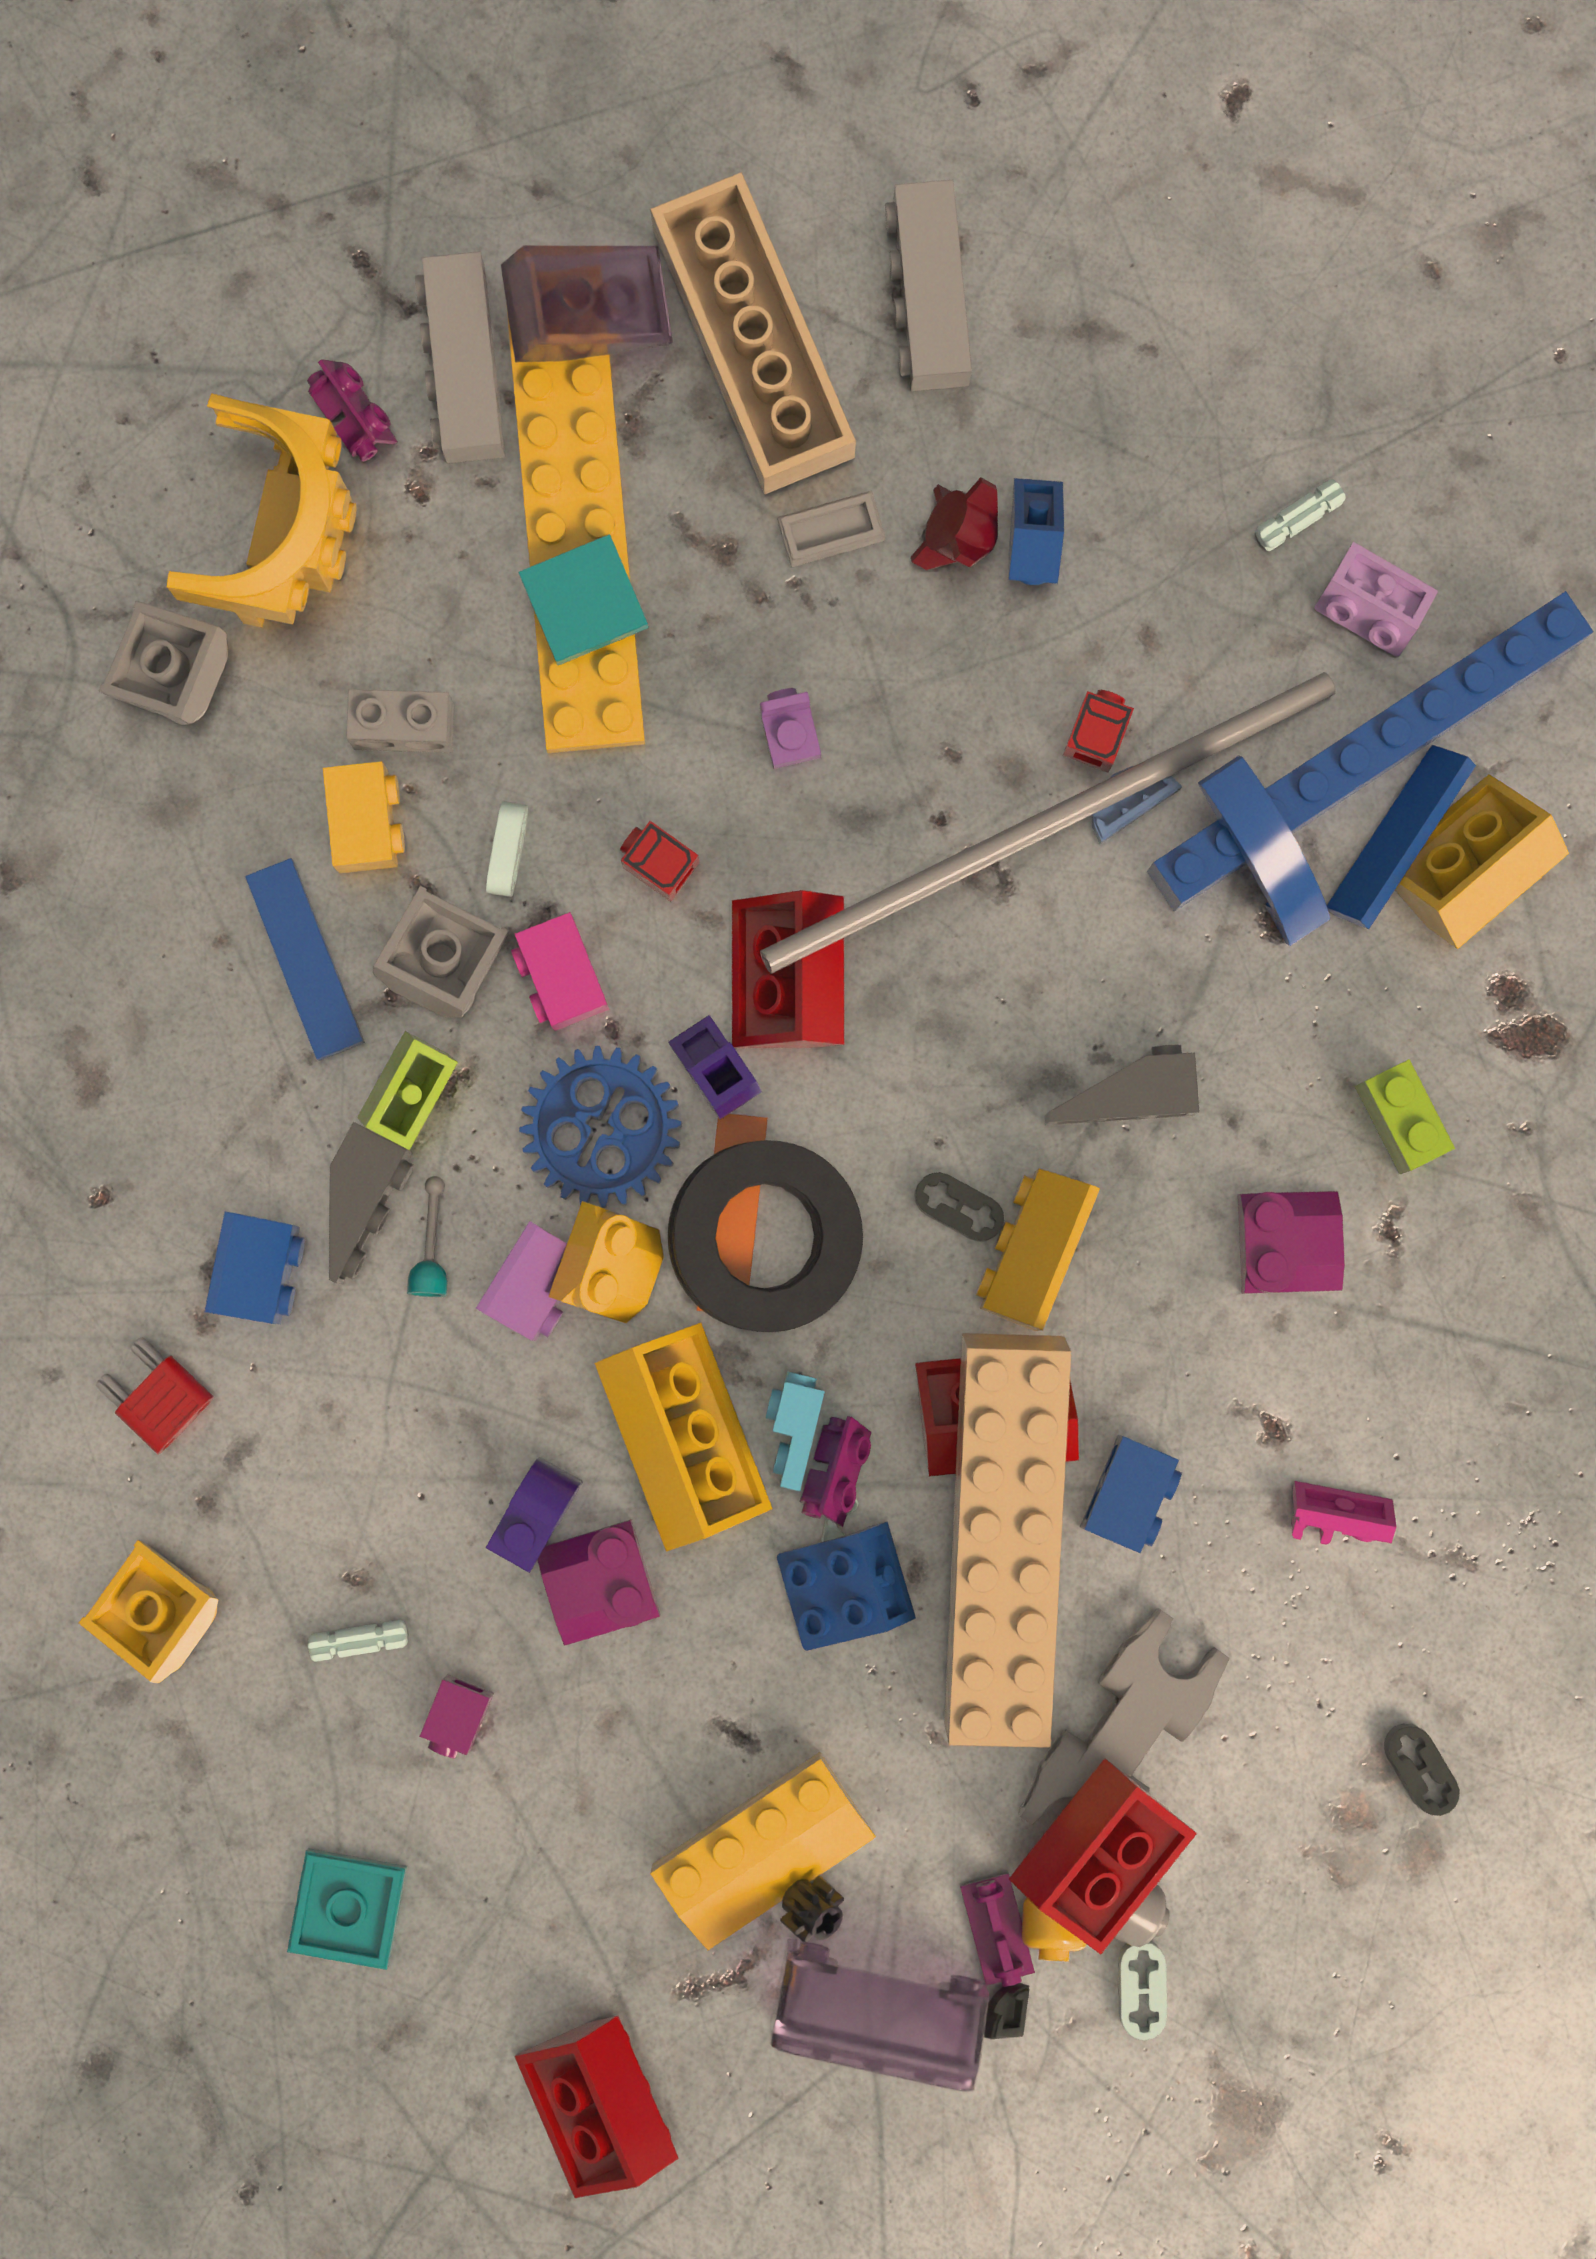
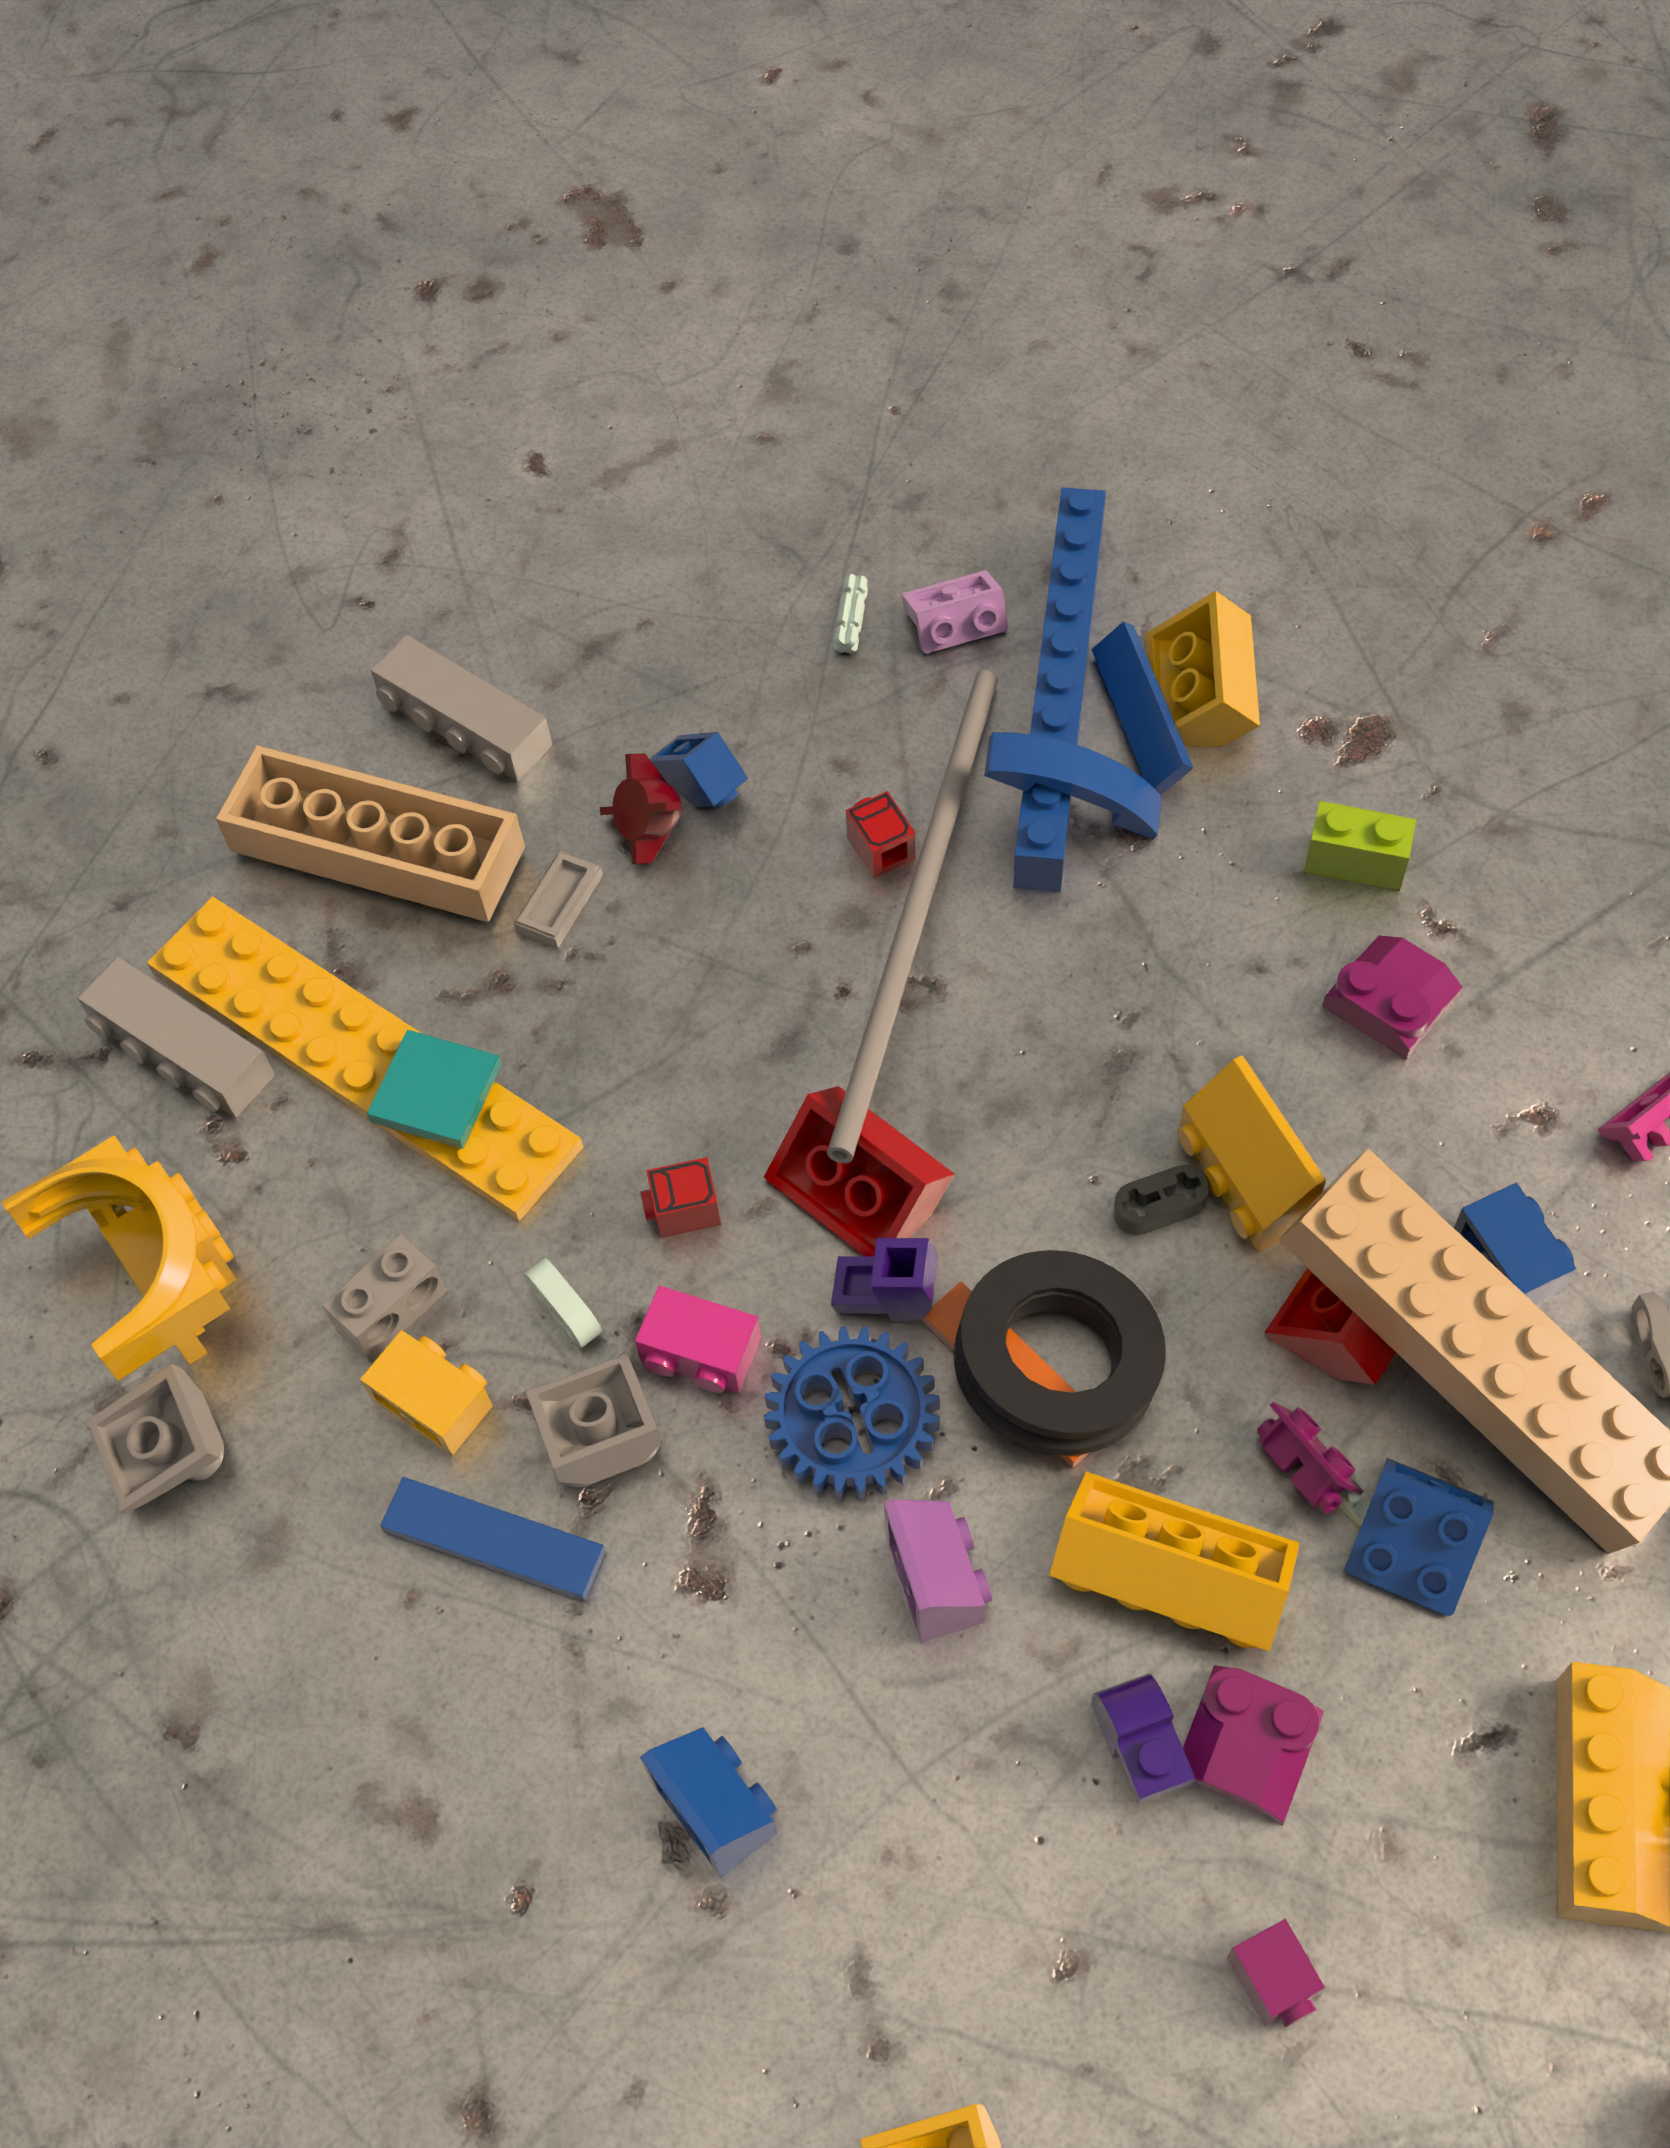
camera: 40 degrees left, 25 degrees down
(162, 1402) = (753, 2003): red piece -> none
(341, 391) = (147, 1138): magenta hinge -> none
(357, 1640) = (1128, 2012): light aqua axle -> none
(360, 1185) = (720, 1650): dark grey slope -> none
(407, 1090) = (679, 1535): lime brick -> none
(427, 1276) = (851, 1660): hinge -> none
(584, 301) = (226, 916): slope -> none
(608, 1264) = (973, 1491): yellow slope -> none
(789, 728) = (673, 1033): medium lavender bracket -> none
(796, 1415) = (1240, 1442): medium azure plate -> none
(1121, 814) = (953, 873): medium blue tile -> none
(1146, 1089) = (1187, 994): dark grey slope -> none

